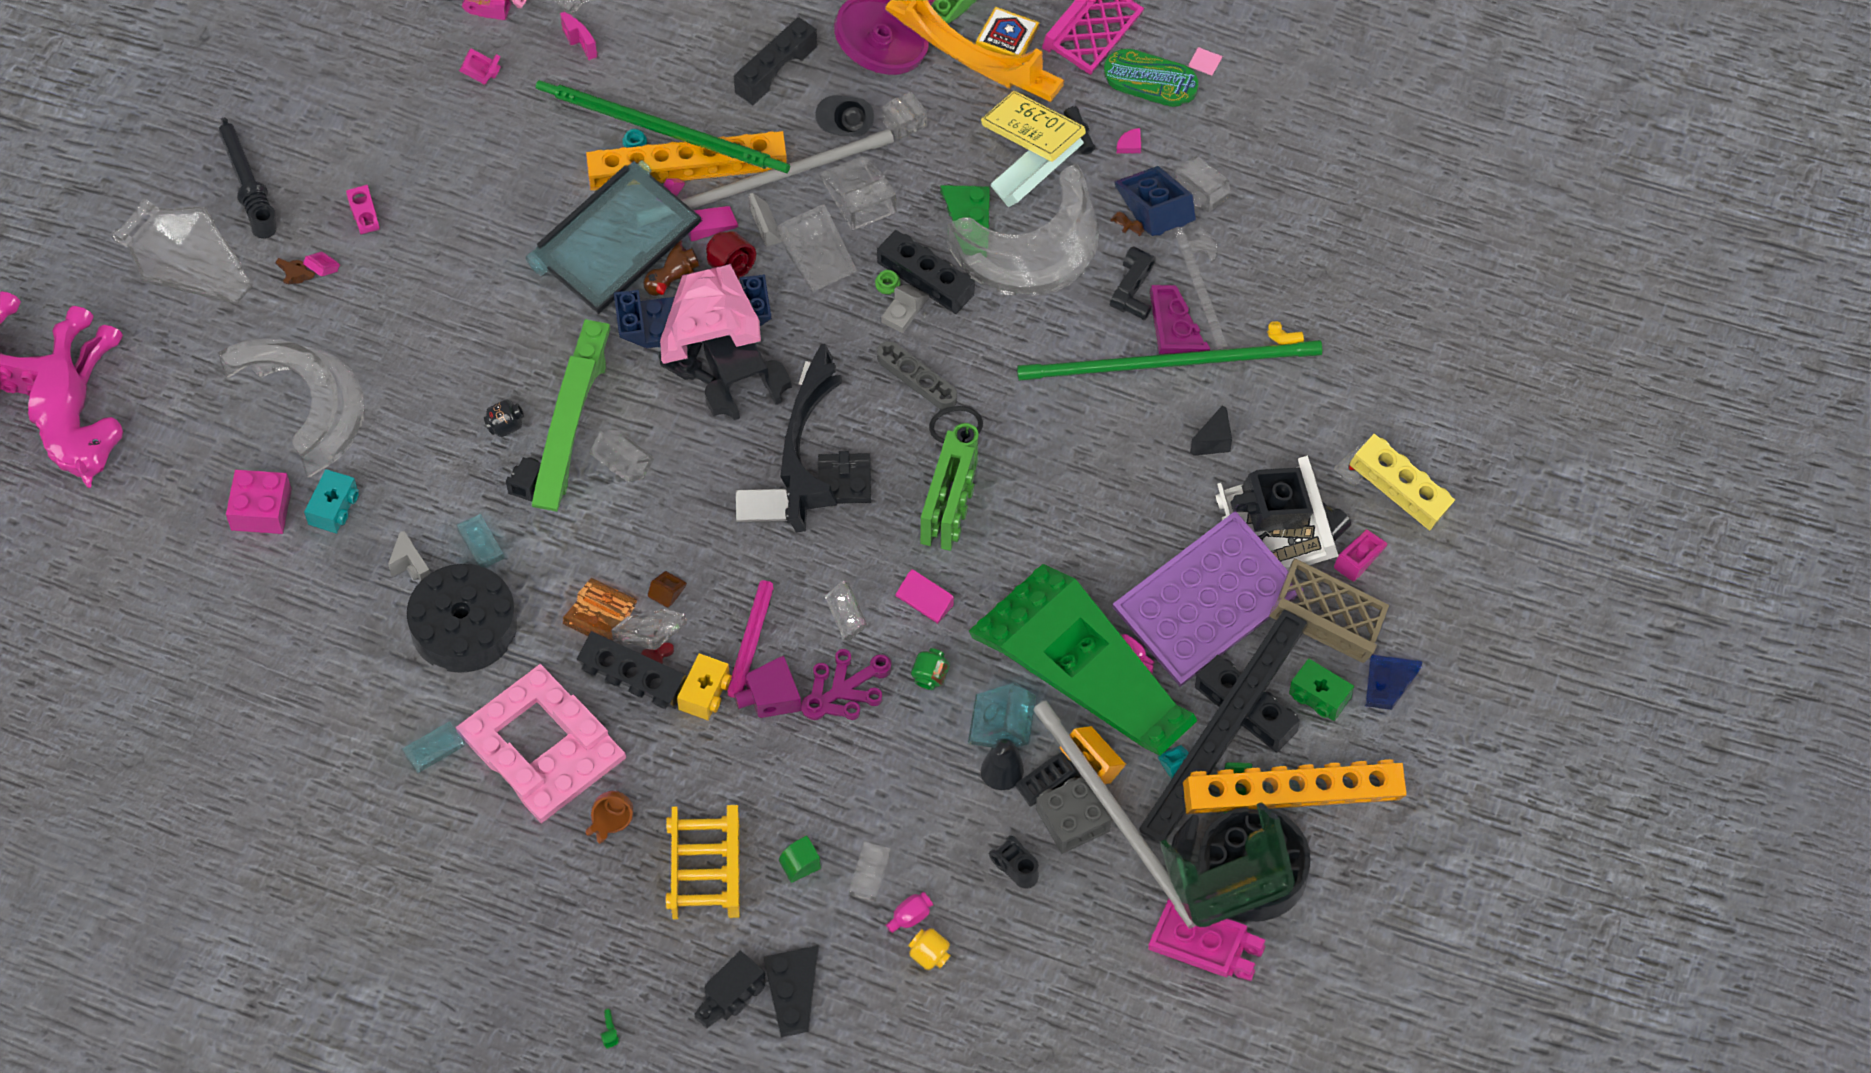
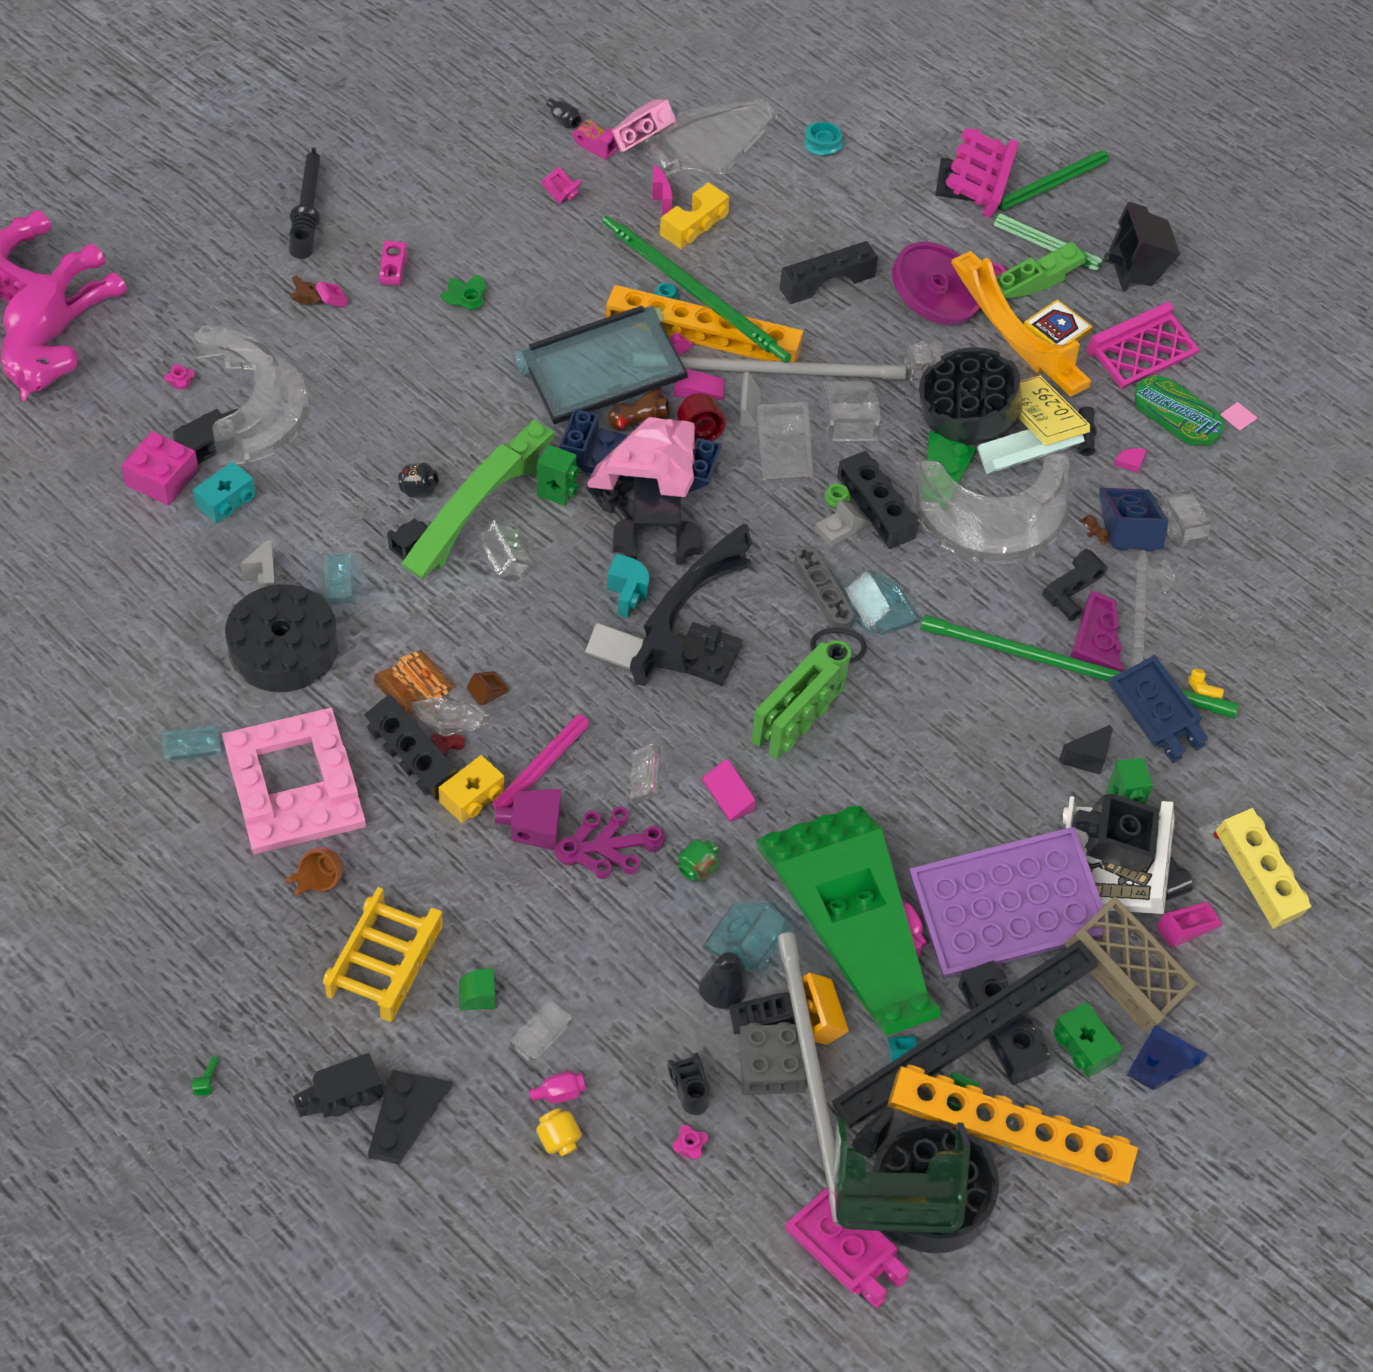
camera: 20 degrees right, 5 degrees down
(183, 252) = (217, 241): clear windscreen -> none
(222, 409) = (179, 377): none -> dark pink plate
(279, 451) = (199, 434): none -> black hinge
(442, 213) = (464, 294): none -> green plate
(617, 65) = (683, 227): none -> yellow arch
(631, 364) = (557, 475): none -> green brick
(746, 436) = (631, 580): none -> teal brick
(844, 115) = (867, 338): black piece -> none
(964, 137) = (971, 394): none -> black brick
(975, 371) = (880, 603): none -> clear light blue slope
(1036, 918) = (686, 1150): none -> dark pink plate
(1255, 371) = (1159, 707): none -> dark blue tile
(1262, 451) = (1130, 780): none -> green brick

